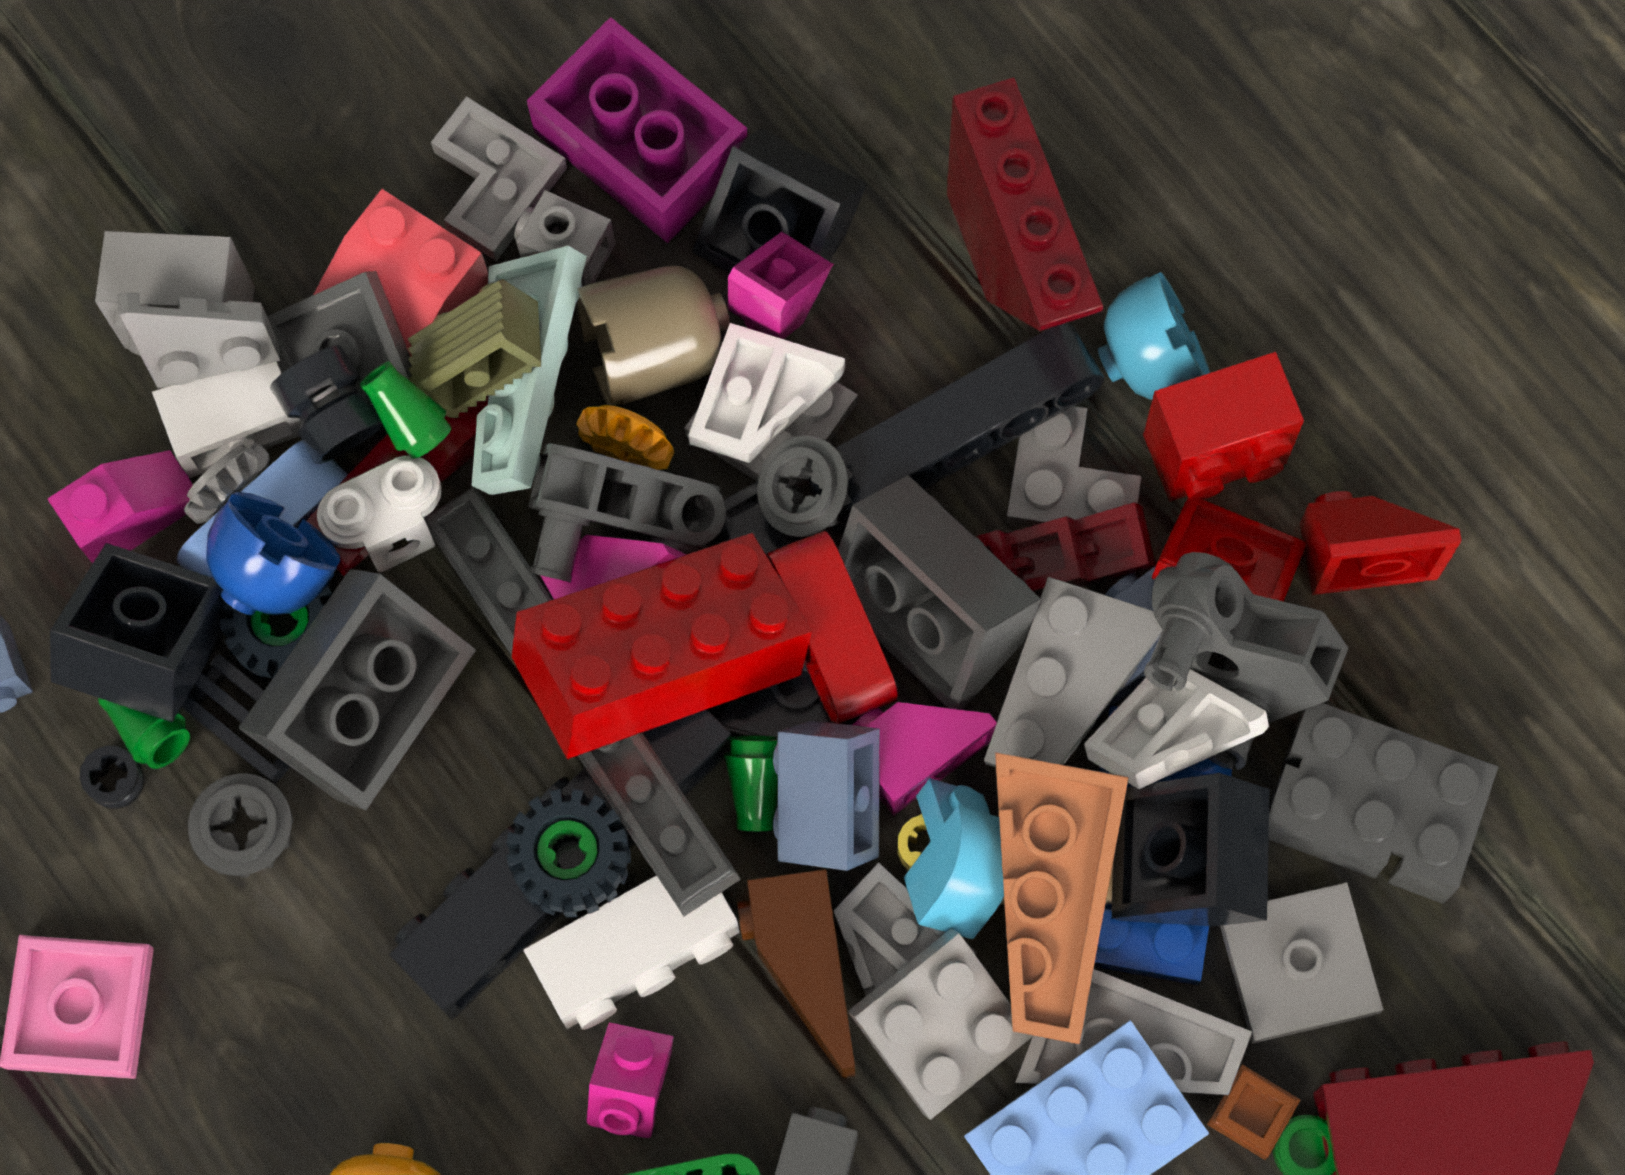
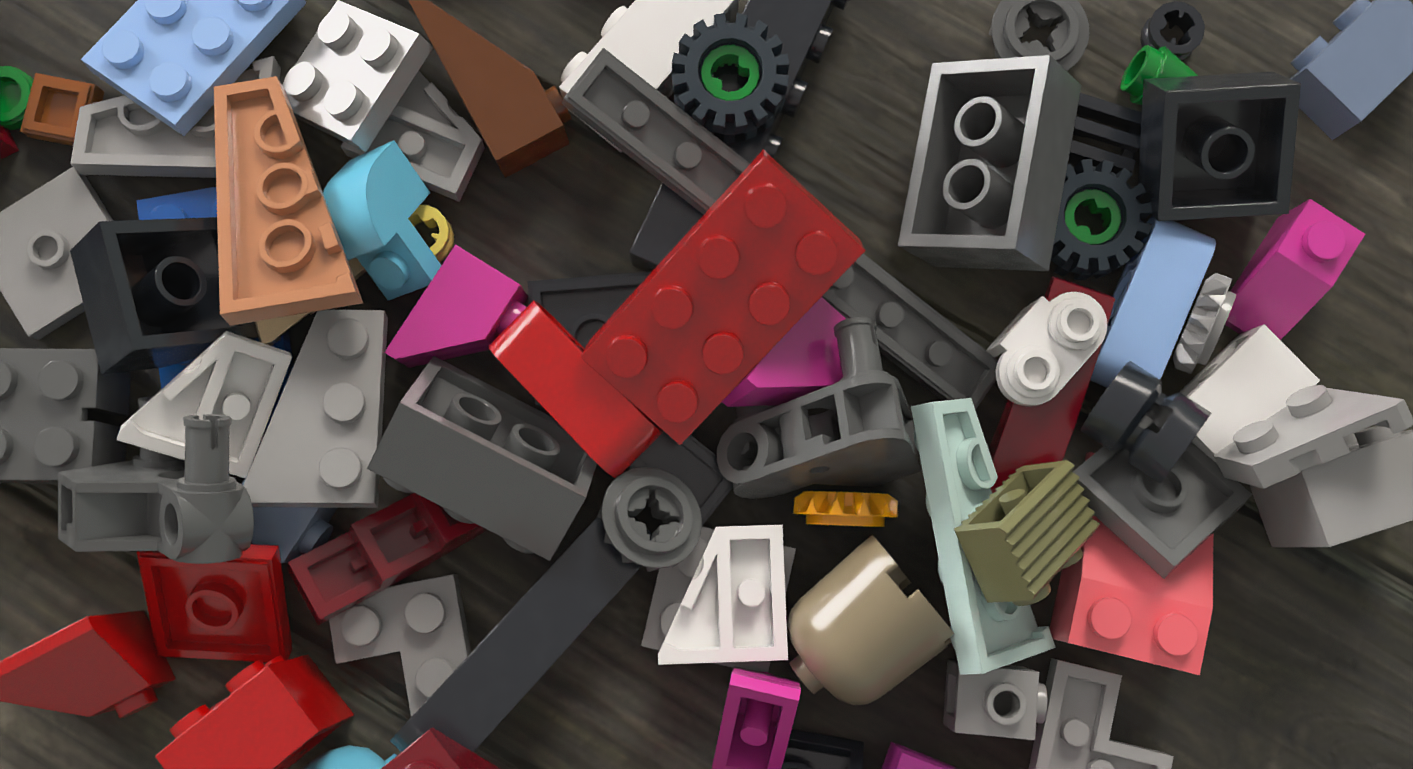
camera: 155 degrees right, 10 degrees up
(266, 560) = (1131, 247): blue cylinder -> none
(406, 412) = (1065, 436): green cone -> none
(753, 781) = (596, 235): green cone -> none
(827, 795) = (518, 227): sand blue brick -> none

